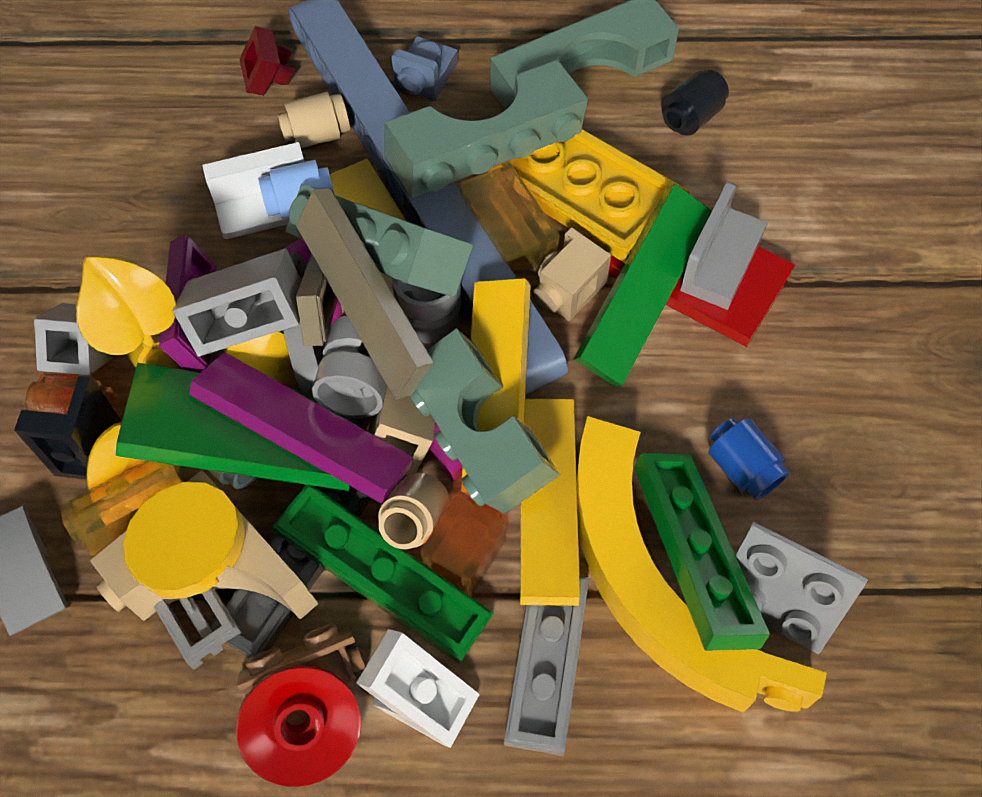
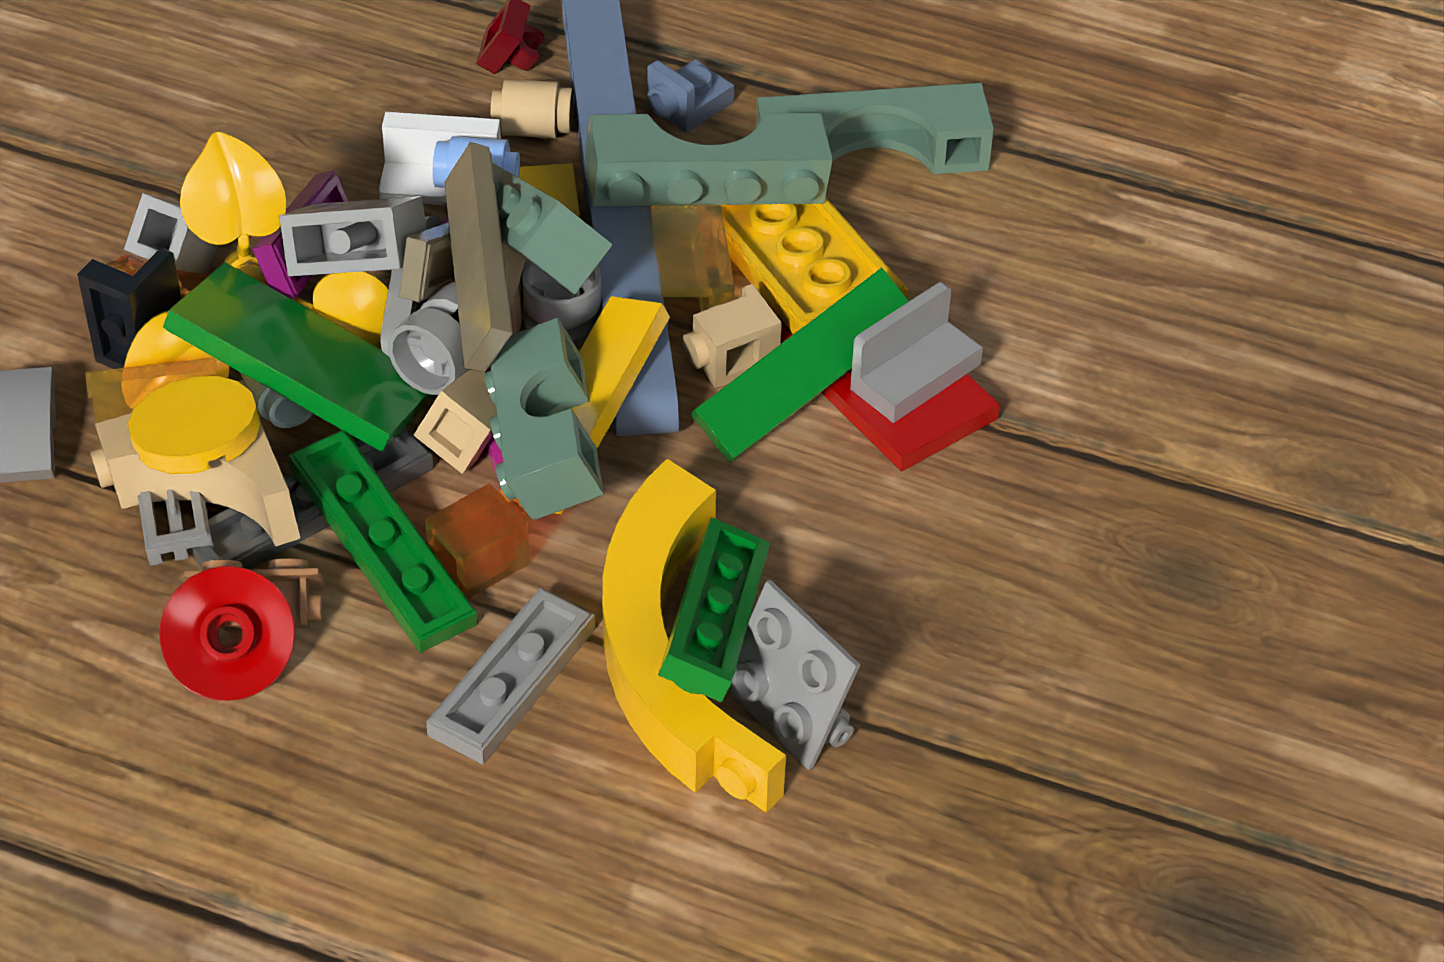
camera: 20 degrees right, 15 degrees down
(301, 426) = (362, 372): magenta tile -> none
(413, 511) = (433, 484): tan brick -> none
(417, 688) = (360, 640): white slope -> none
(550, 515) = (576, 546): yellow tile -> none
(694, 102) = (979, 213): black brick -> none
(748, 457) = (829, 562): blue brick -> none

